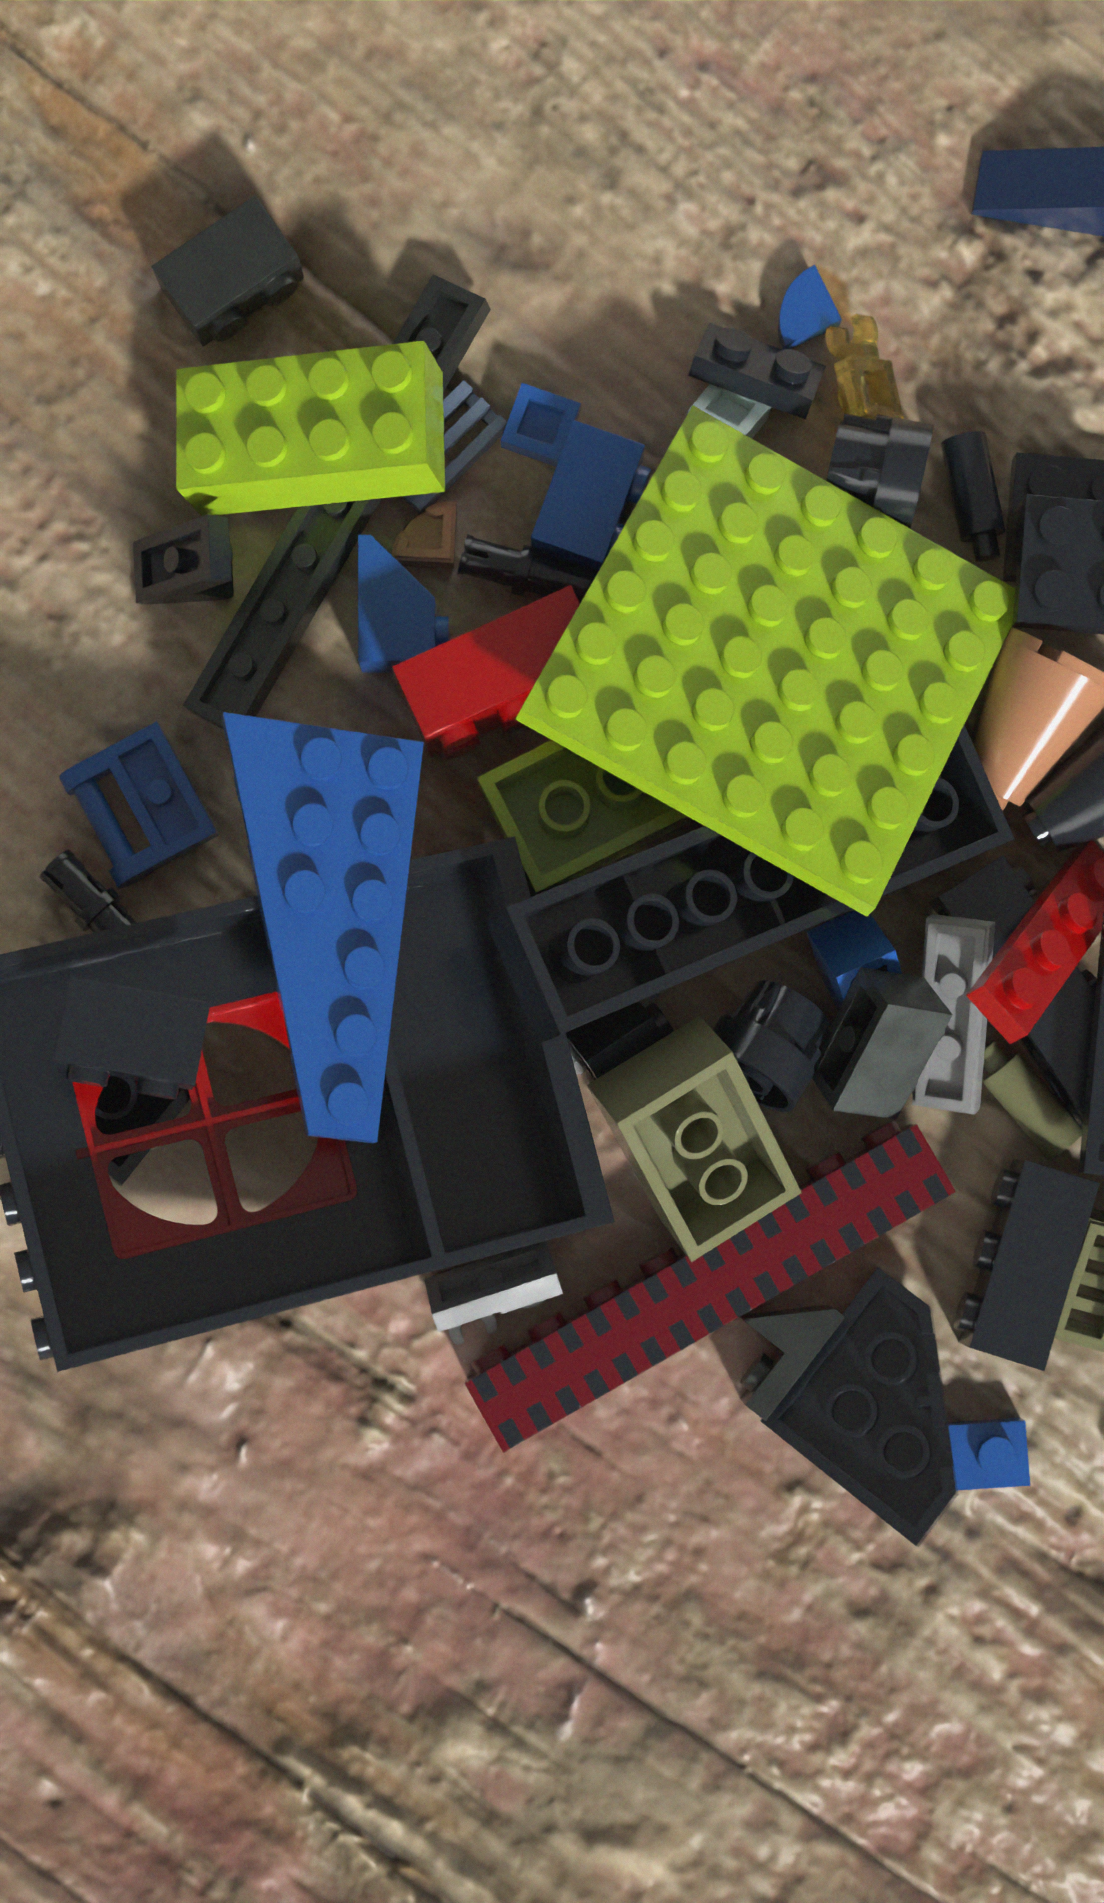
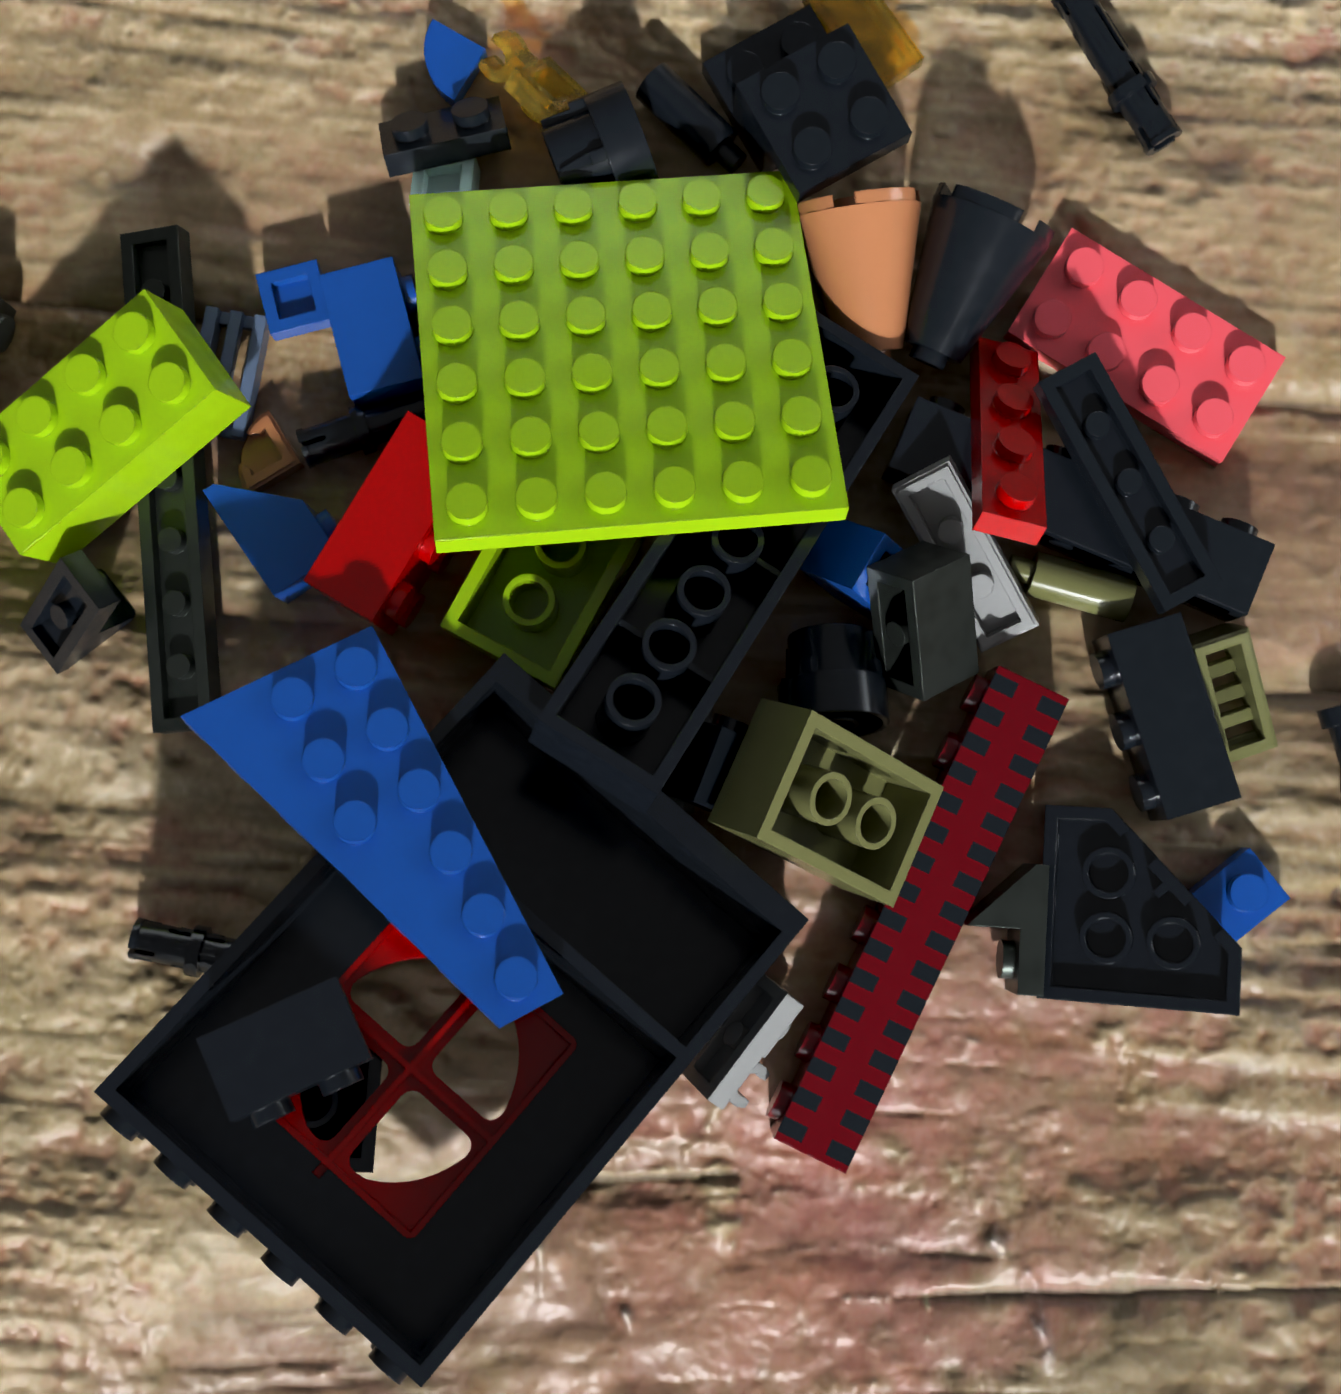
camera: 35 degrees left, 0 degrees up
(156, 793) = (185, 823): blue plate -> none

